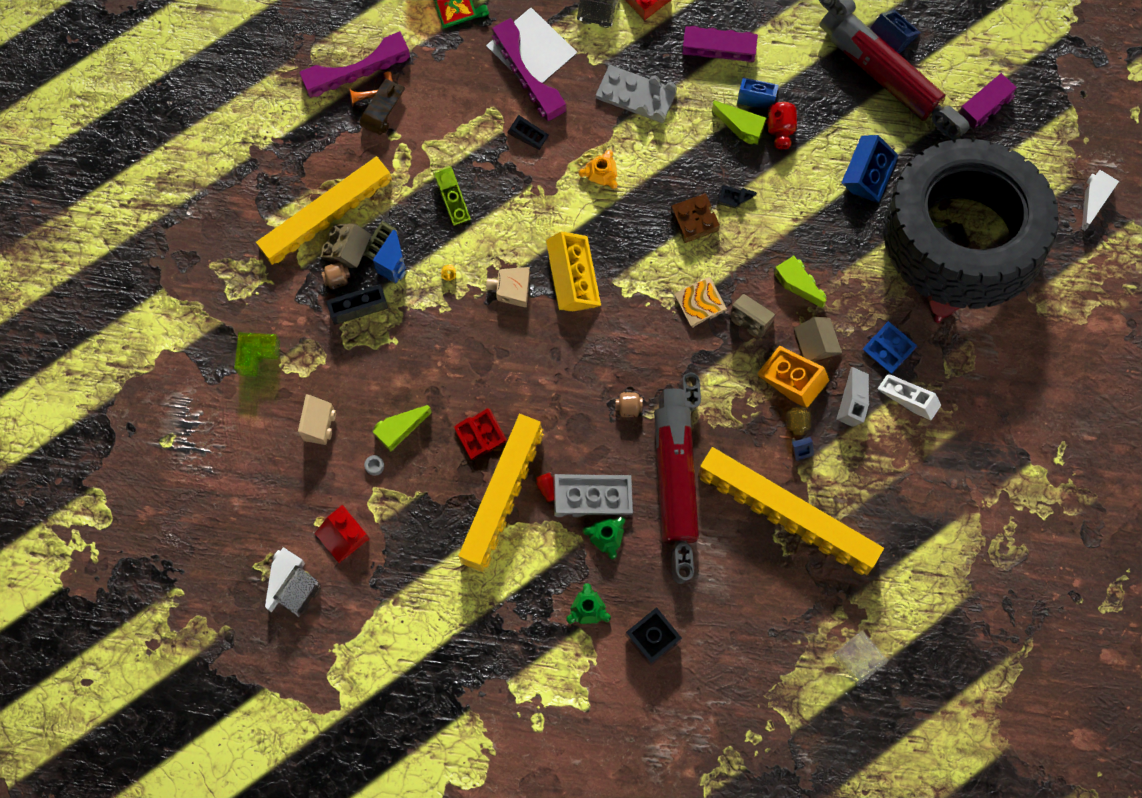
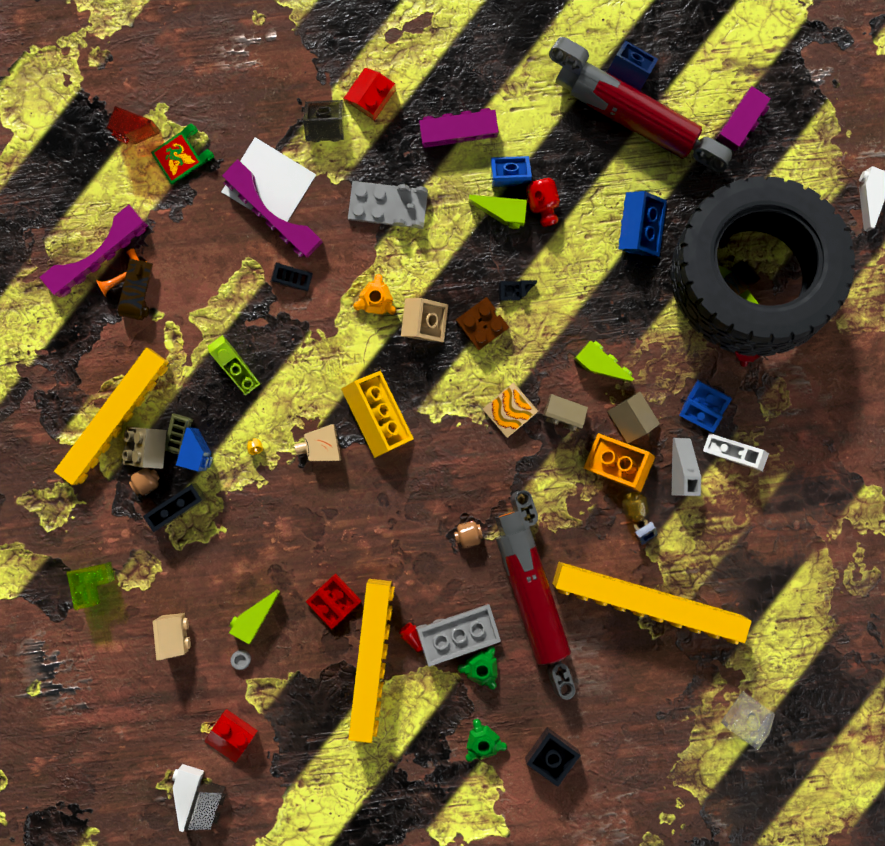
camera: 15 degrees left, 15 degrees up
(641, 199) = (424, 319): none -> tan slope

